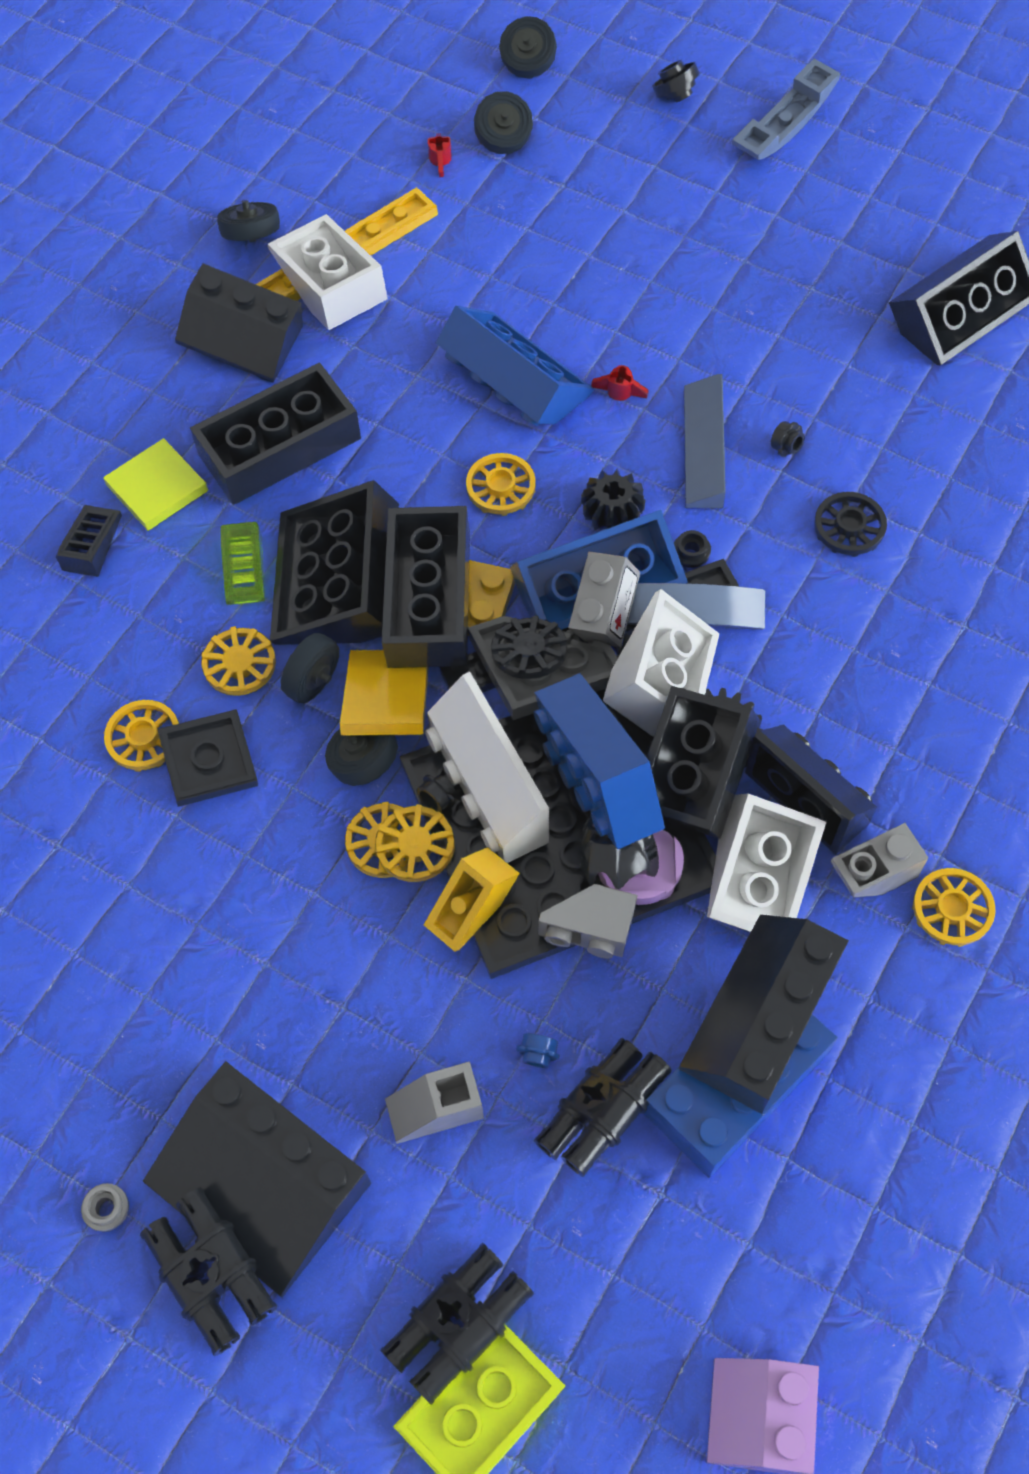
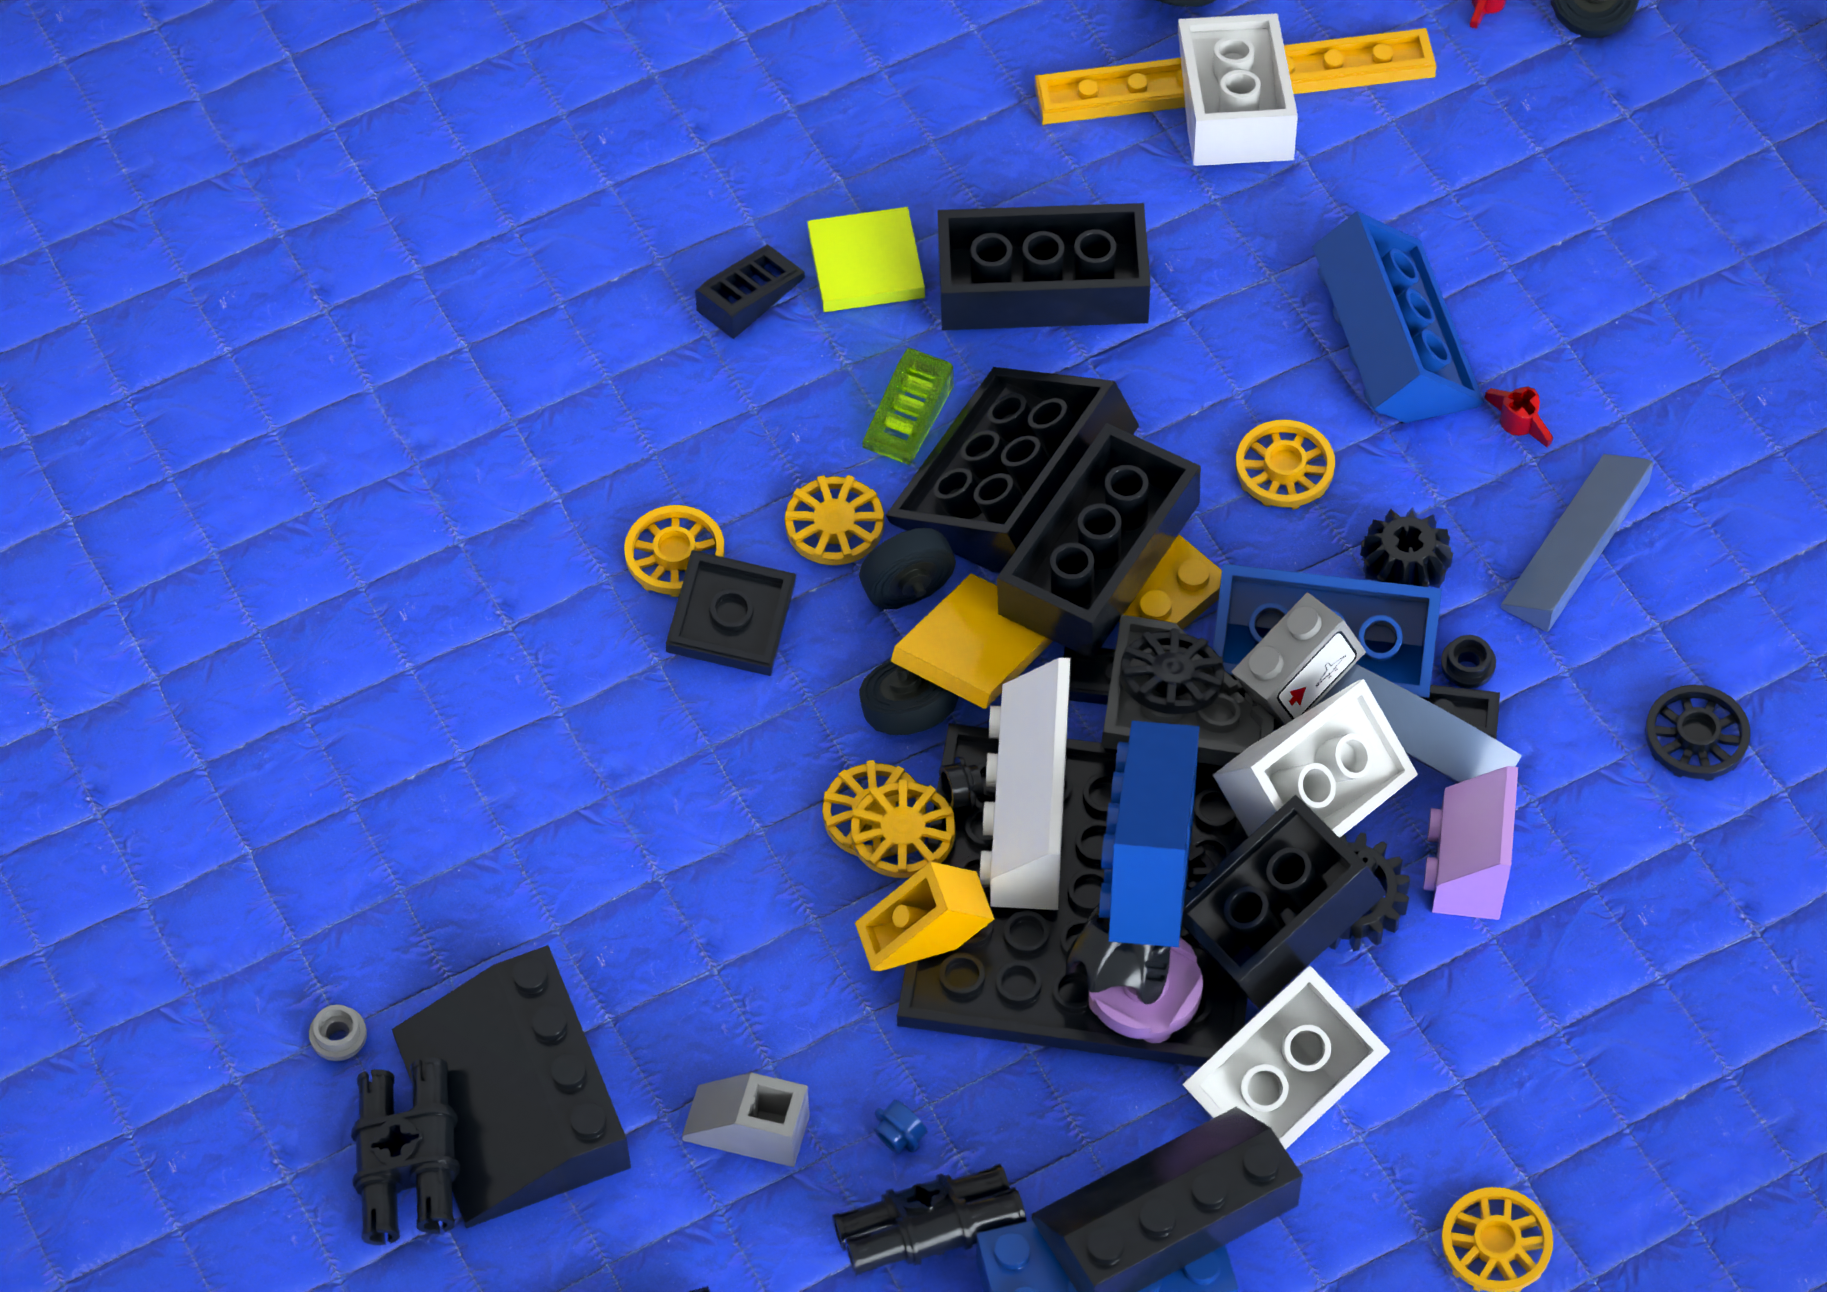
camera: 30 degrees right, 5 degrees down
(238, 322) = (1082, 105): black slope -> none
(591, 919) = (1046, 1014): light grey slope -> none
(780, 659) = (1473, 845): none -> lavender slope
(787, 438) = (1686, 585): black plate -> none
(806, 783) = (1412, 1007): black slope -> none
(881, 863) = (1431, 1139): light grey slope -> none

